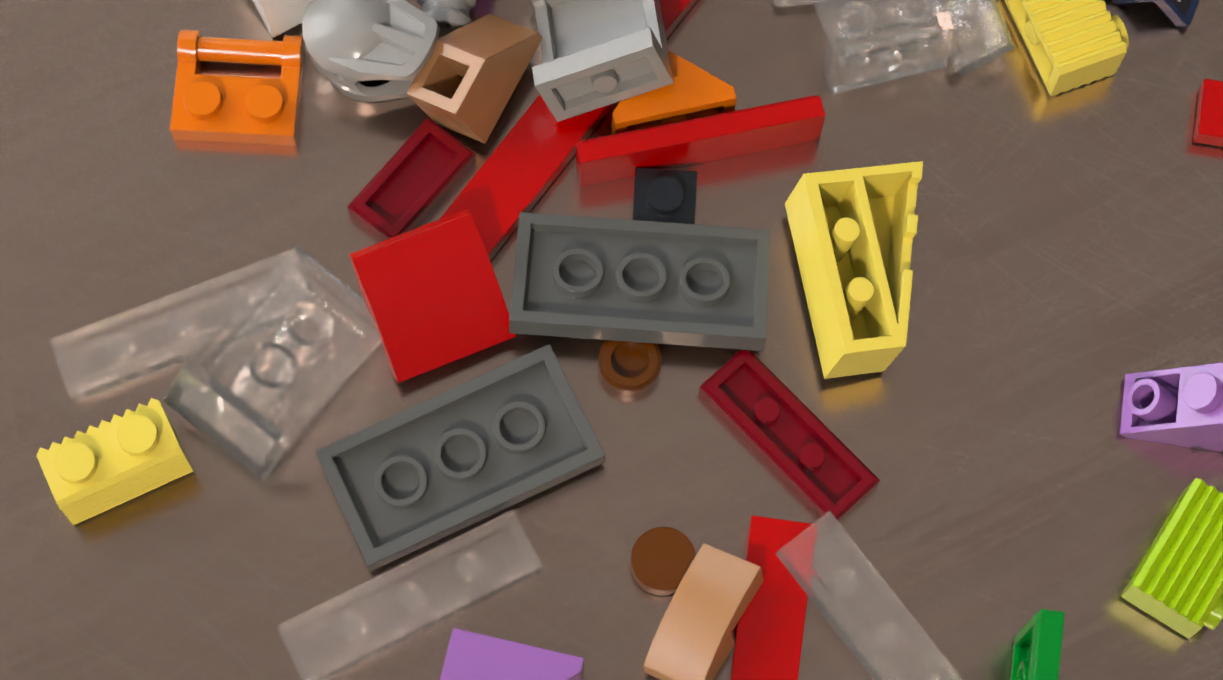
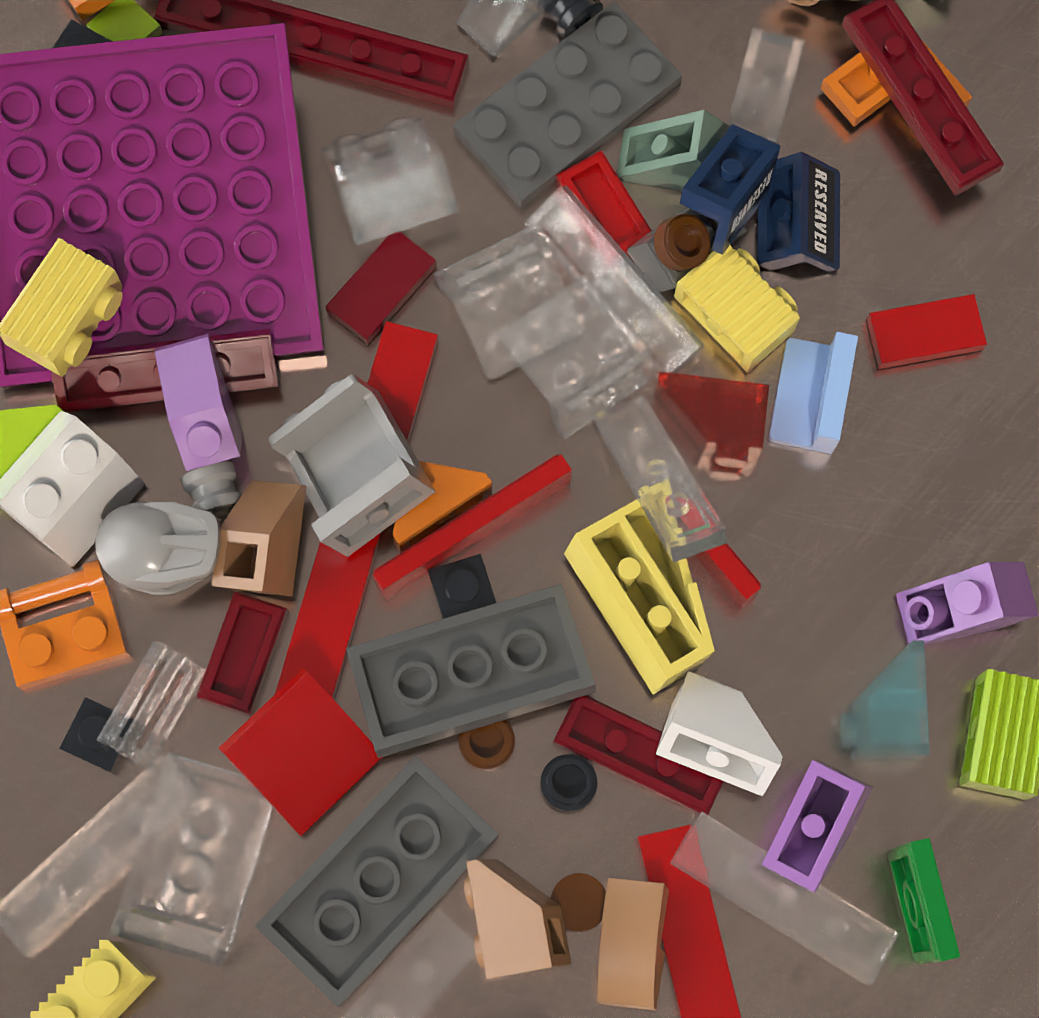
camera: 20 degrees left, 5 degrees up
(233, 210) = (83, 735): none -> black plate
(257, 225) = (126, 746): none -> clear tile
(586, 552) = (515, 922): none -> slope
(700, 435) = (568, 782): none -> black plate
(877, 440) = (719, 735): none -> white slope
(914, 153) = (660, 479): none -> clear tile
(946, 262) = (730, 574): none -> red tile
(950, 567) = (817, 825): none -> medium lavender slope
(1000, 120) = (717, 415): none -> clear red slope
(1072, 488) = (891, 713): none -> clear light blue slope
(1111, 138) = (813, 393): none -> light blue panel

